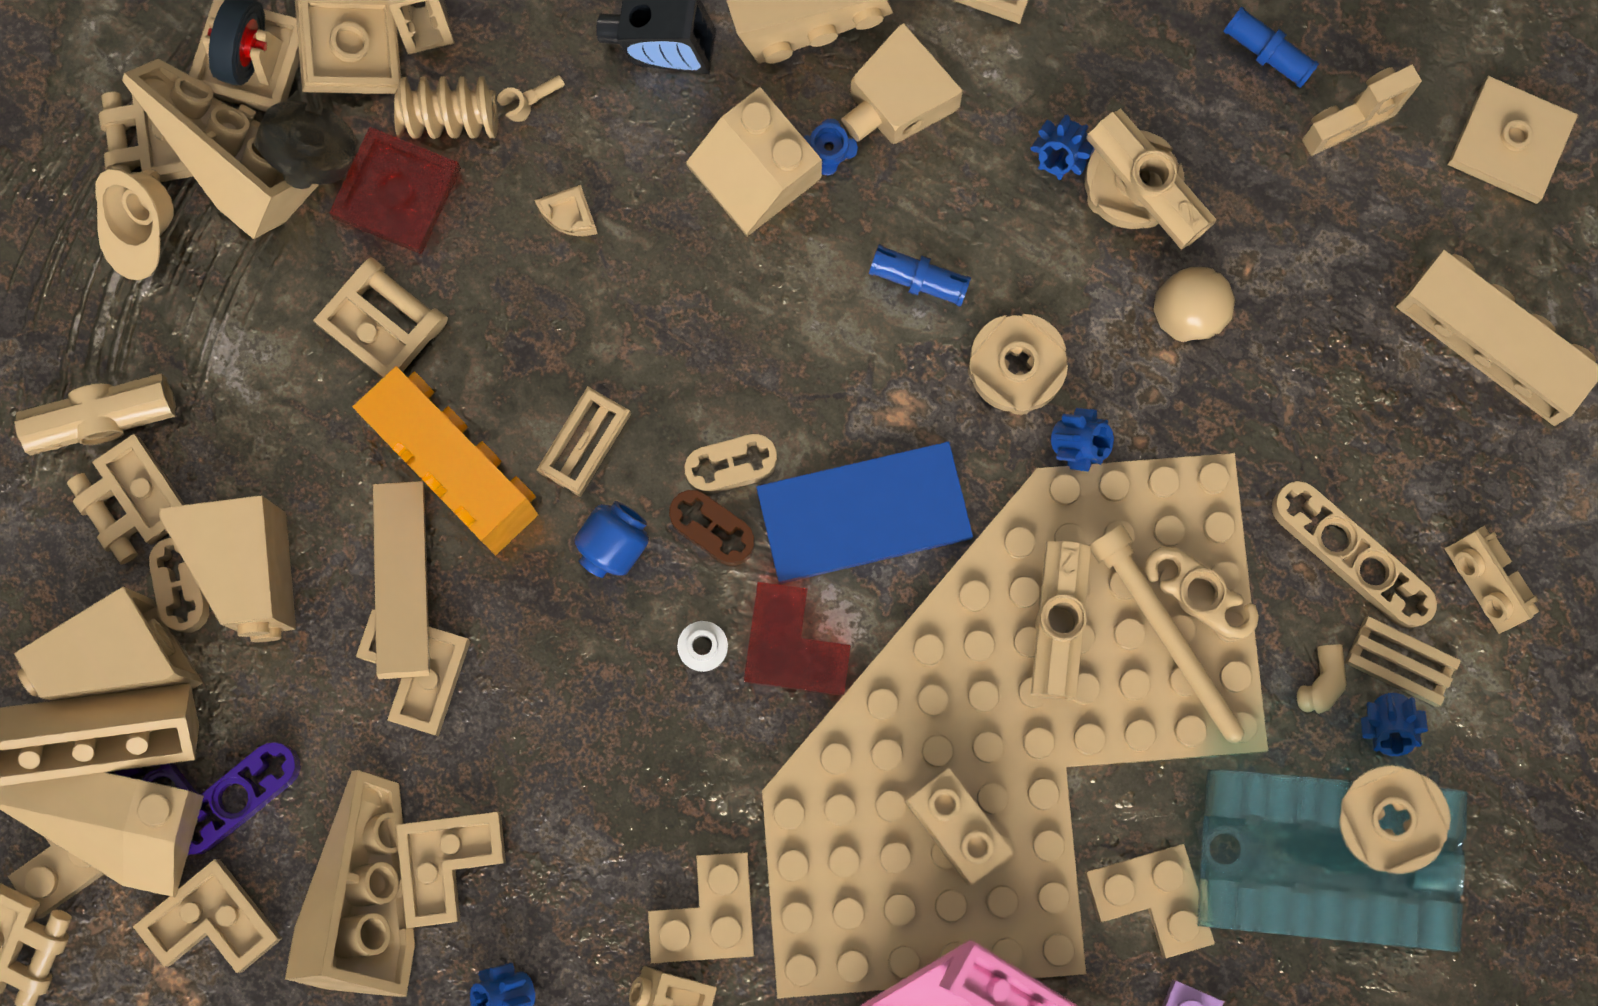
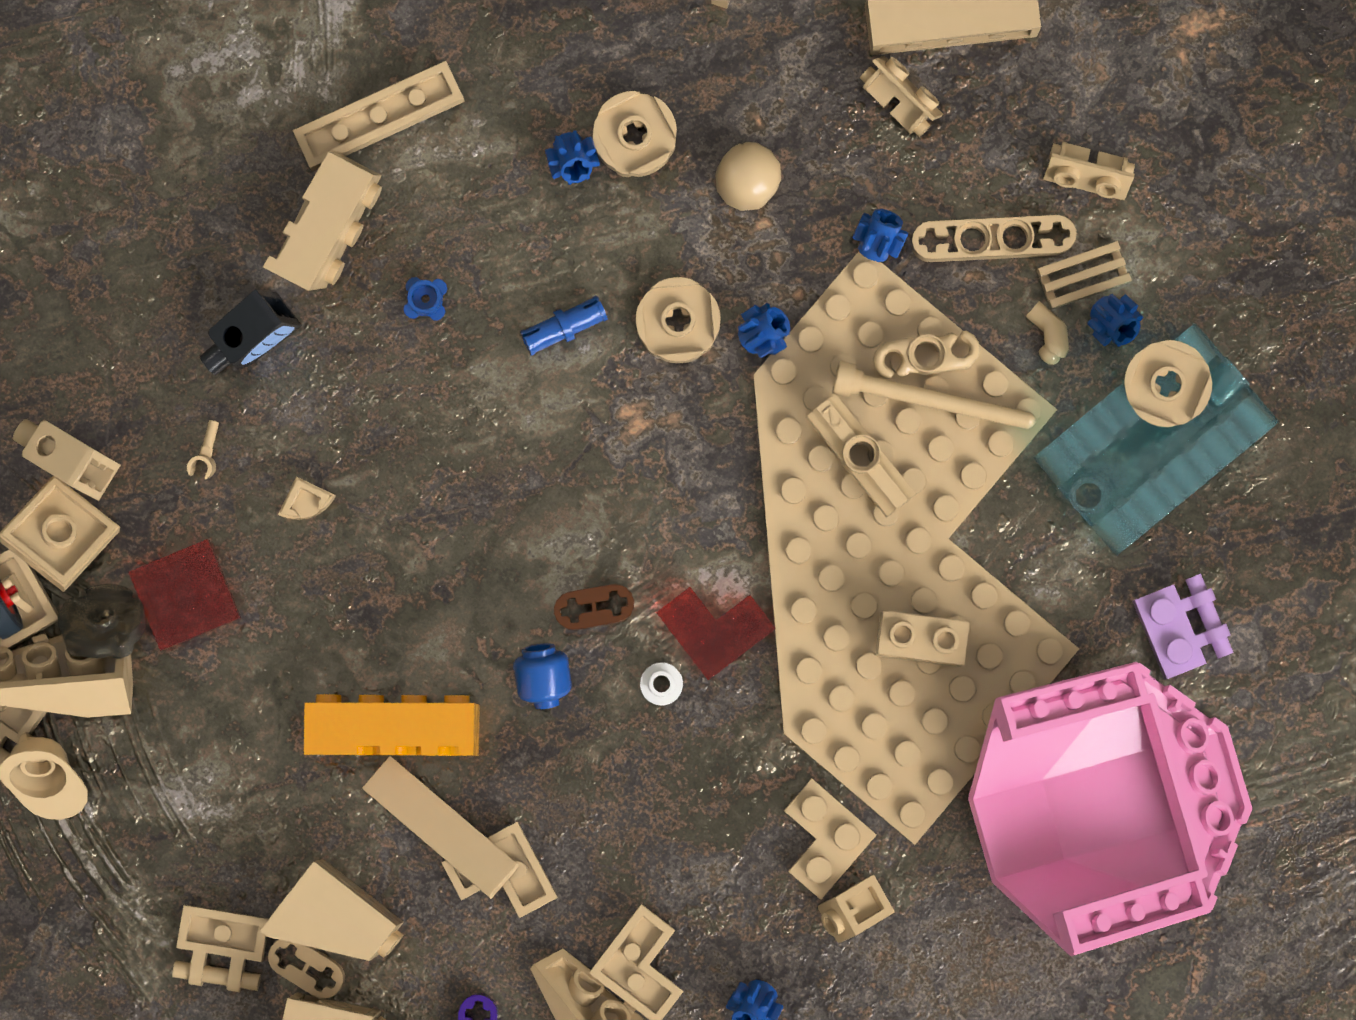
camera: 45 degrees left, 5 degrees up
(95, 414) = (145, 917): tan piece -> none
(368, 331) = (260, 698): tan plate -> none
(445, 107) = (163, 512): tan piece -> none
(563, 477) = (471, 668): tan tile -> none
(728, 452) = (557, 551): tan beam -> none
(755, 162) = (391, 356): tan slope -> none
(864, 512) = (676, 505): blue tile -> none
(900, 90) = (435, 220): tan torso -> none
(1129, 155) = (618, 126): tan piece -> none
(1158, 883) = (1072, 552): tan plate -> none
(1259, 457) = (880, 235): none -> blue gear
(1395, 380) = (892, 82): none -> tan hinge

